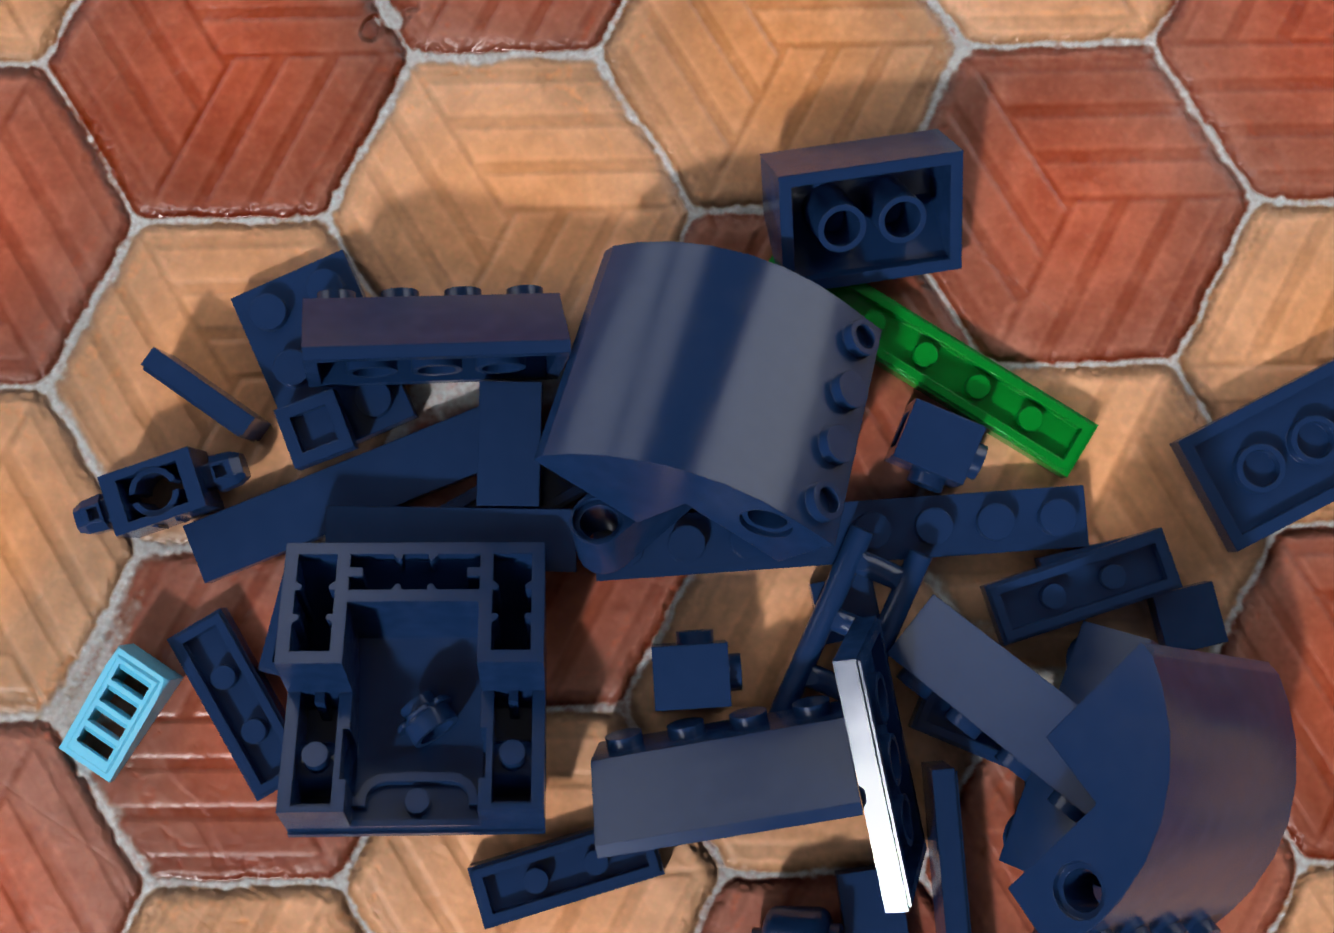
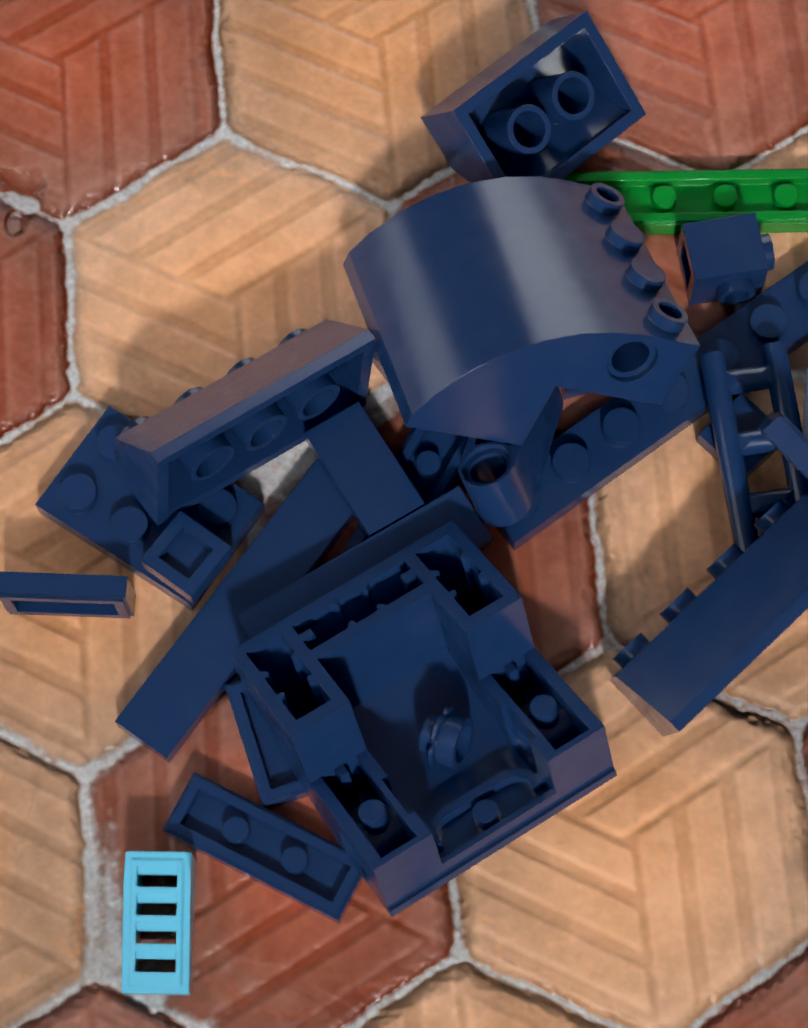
camera: 30 degrees left, 15 degrees down
(121, 504) = (122, 650): dark blue piece -> none
(553, 876) = (654, 808): dark blue tile -> none
(694, 672) = (650, 563): dark blue brick -> none

